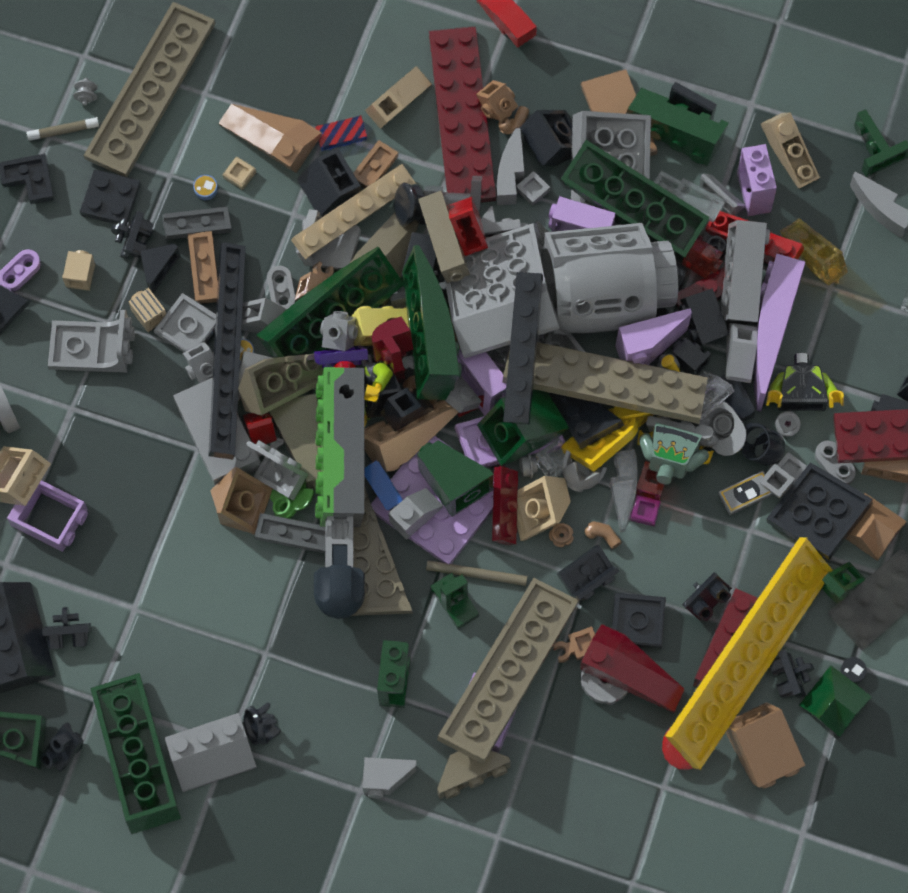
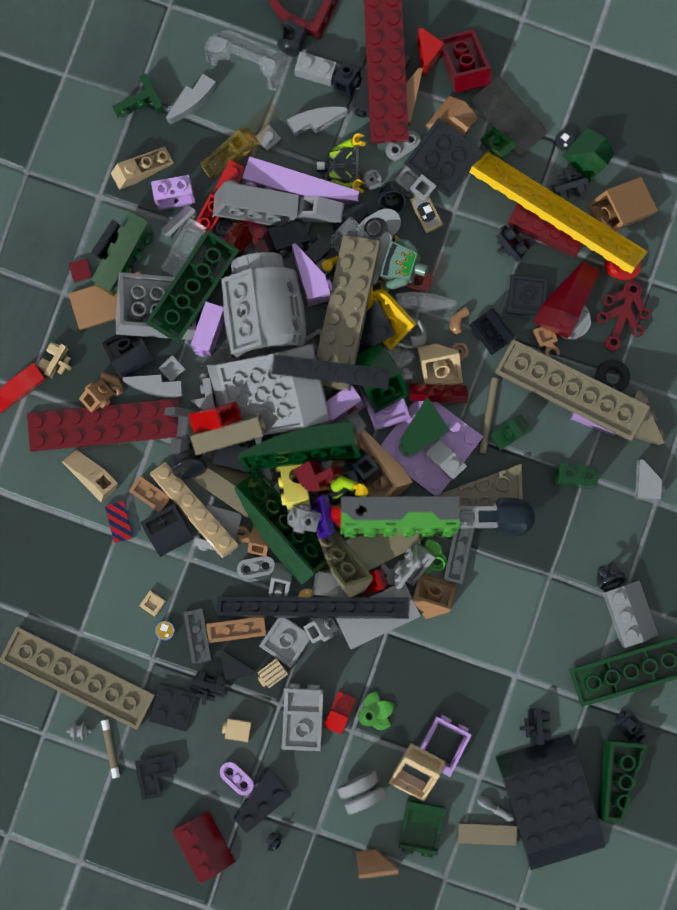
camera: 90 degrees left, 15 degrees up
(95, 438) = (379, 711): none -> bright green plate
(96, 392) = (340, 712): none -> red slope
(277, 136) = (122, 574): medium nougat wedge -> none
(382, 485) = (428, 484): blue slope -> none
(537, 718) = (615, 365): none -> black tyre
(540, 59) = (59, 353): none -> tan hips
(618, 747) = (624, 311): none -> dark red plant
(645, 510) = (440, 287): magenta tile -> none
(656, 82) = (80, 270): none -> dark red tile
(836, 298) = (268, 138): none -> light grey plate
(862, 353) = (316, 119): none -> light grey slope

